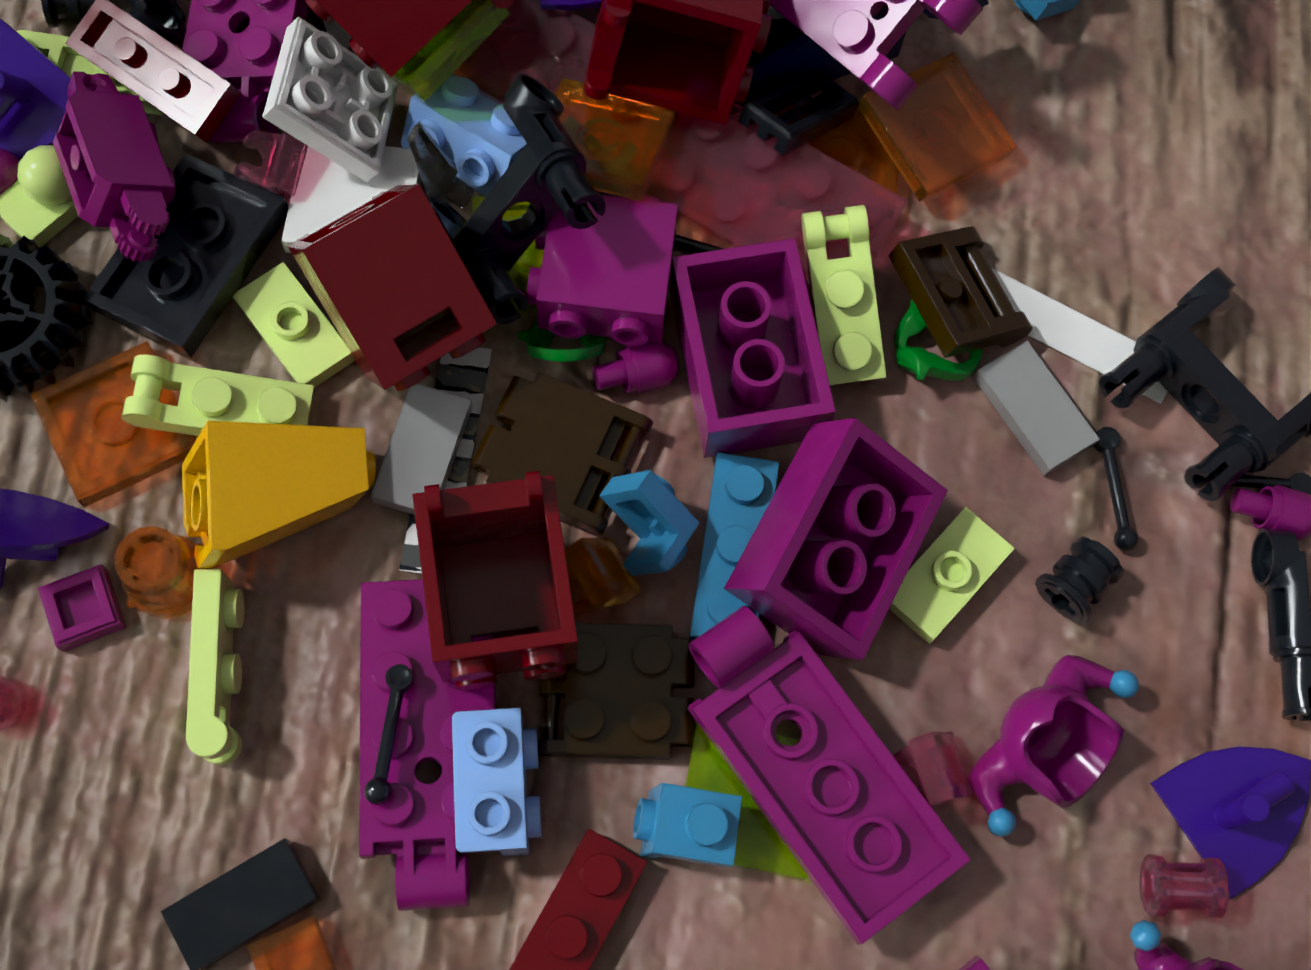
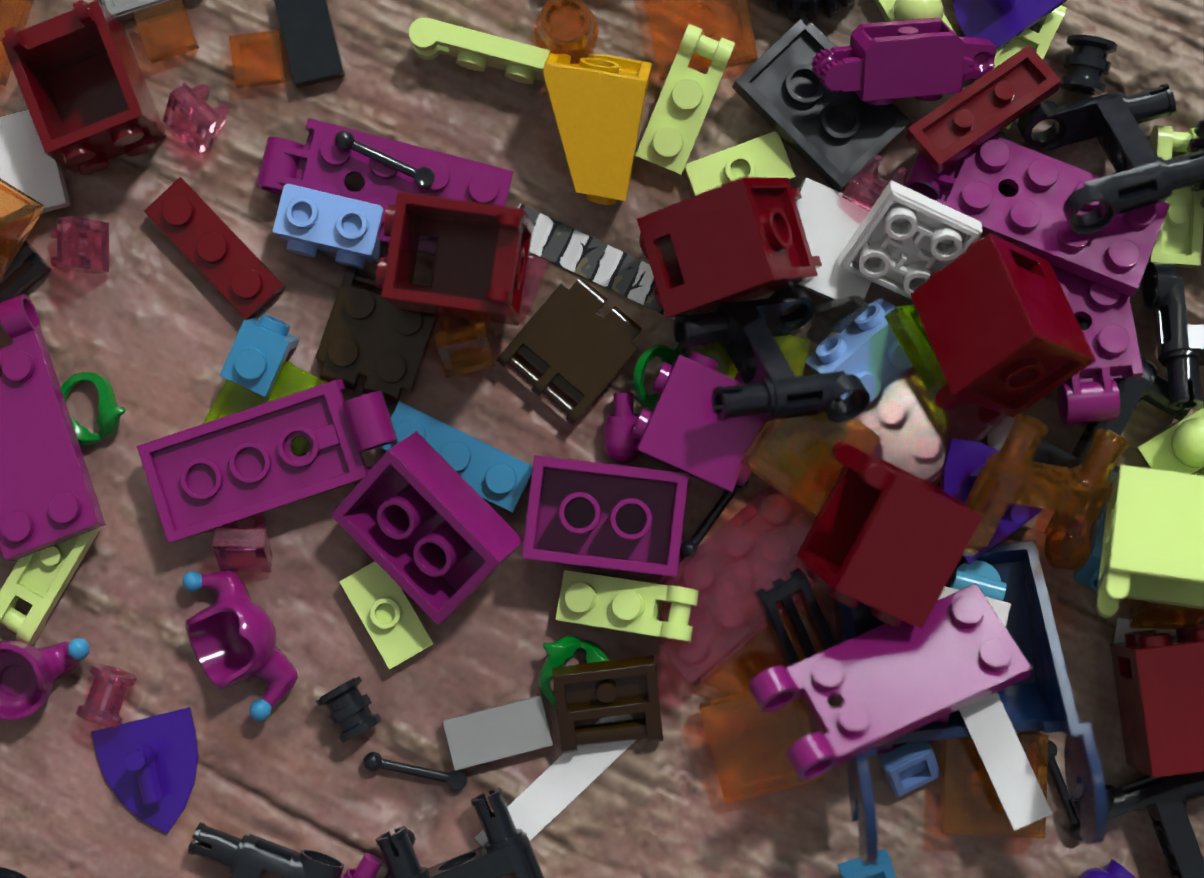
camera: 115 degrees right, 15 degrees up
(421, 446) = (602, 243): light grey tile -> none
(655, 516) = (481, 405): dark azure bracket -> none

